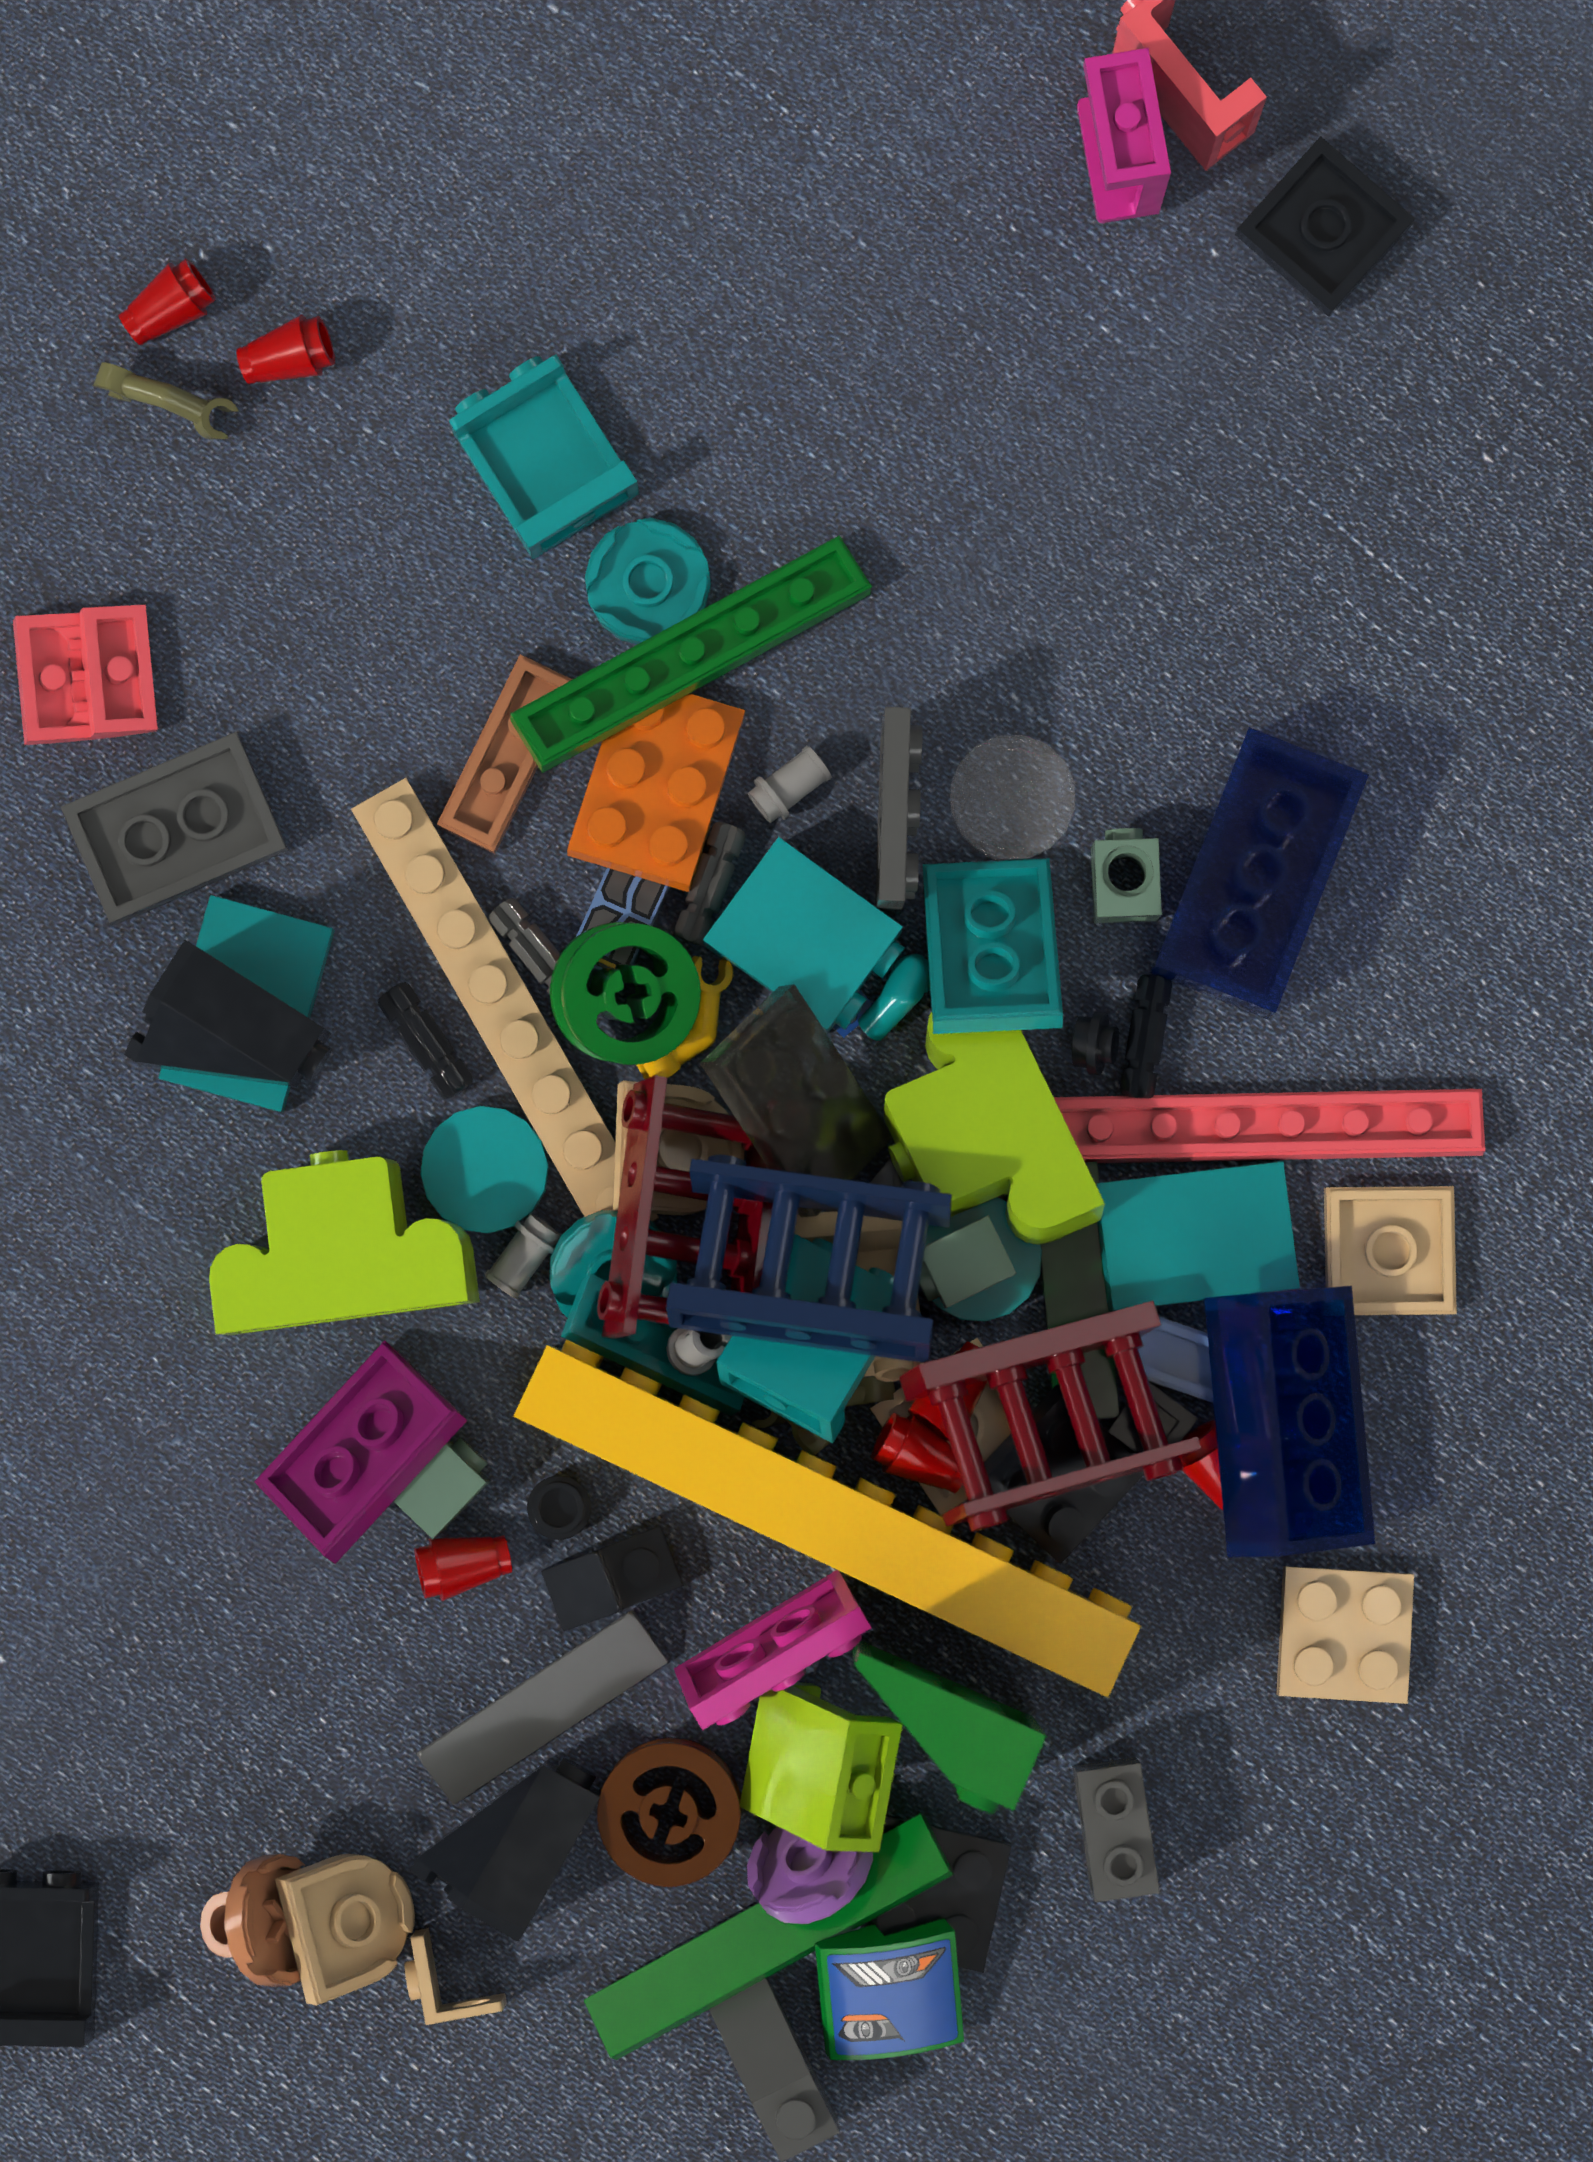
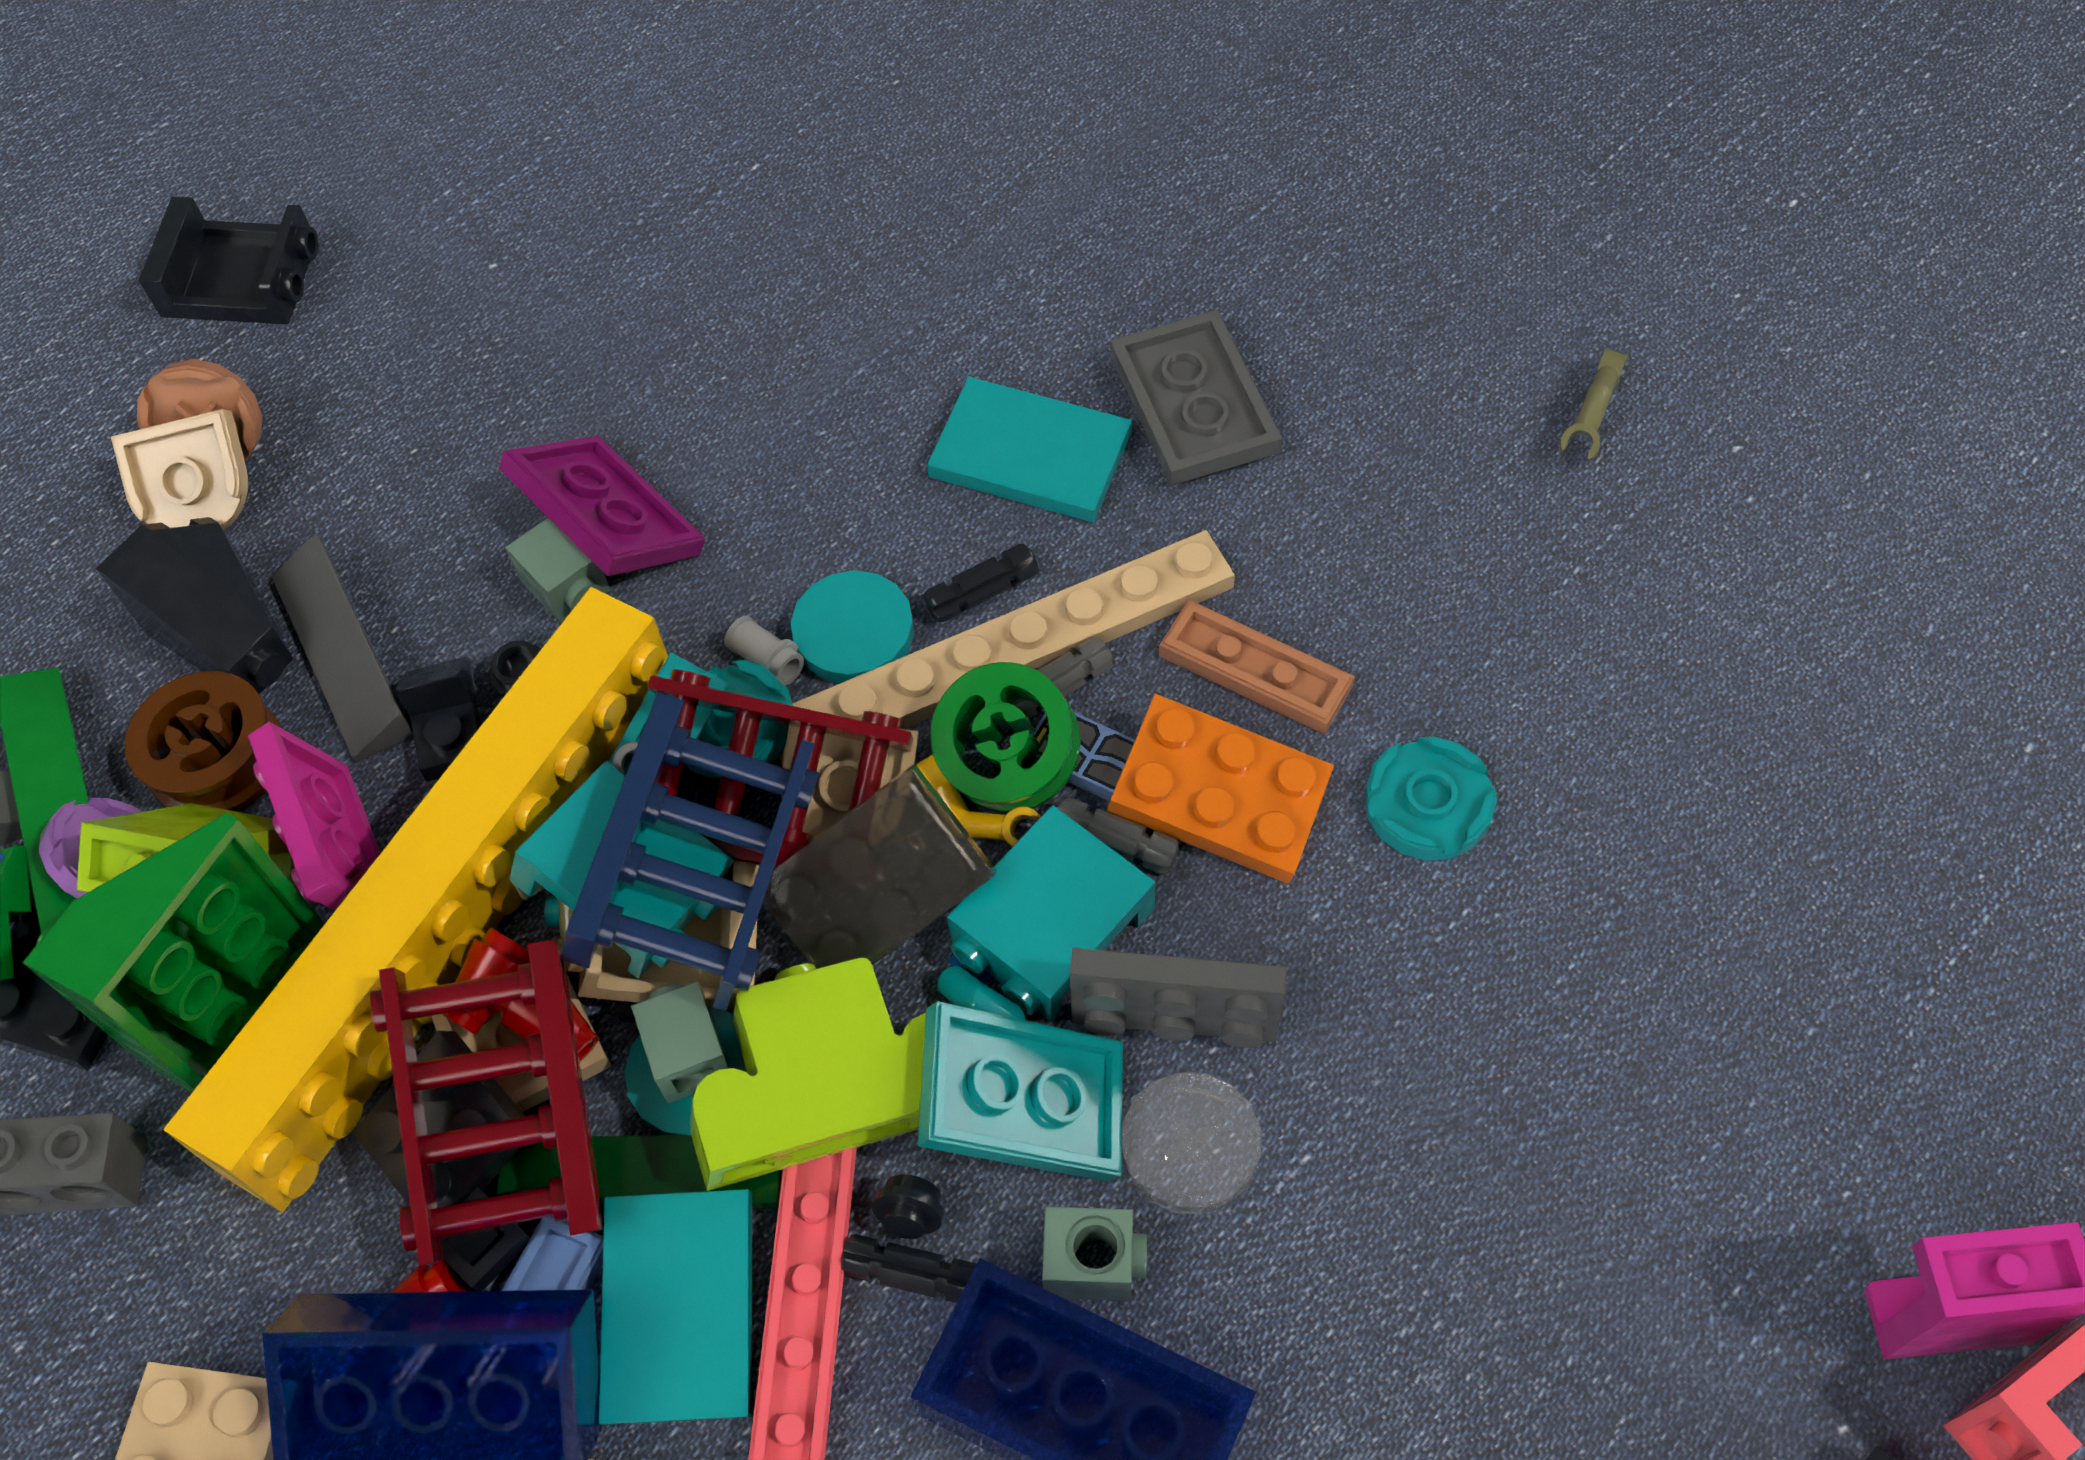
camera: 95 degrees right, 25 degrees down
(85, 674) = (1338, 339): coral slope -> none
(168, 302) = (1690, 409): red cone -> none
(225, 1026) = (1011, 402): black slope -> none
(288, 352) = (1649, 500): red cone -> none
(339, 1252) = (788, 499): lime brick -> none
(423, 1985) = (91, 544): tan bracket -> none
(460, 1564) = (485, 584): red cone -> none
(542, 455) = (1559, 706): teal panel -> none
(690, 654) = (1357, 826): green tile -> none
(789, 784) = (1214, 913): light grey pin -> none

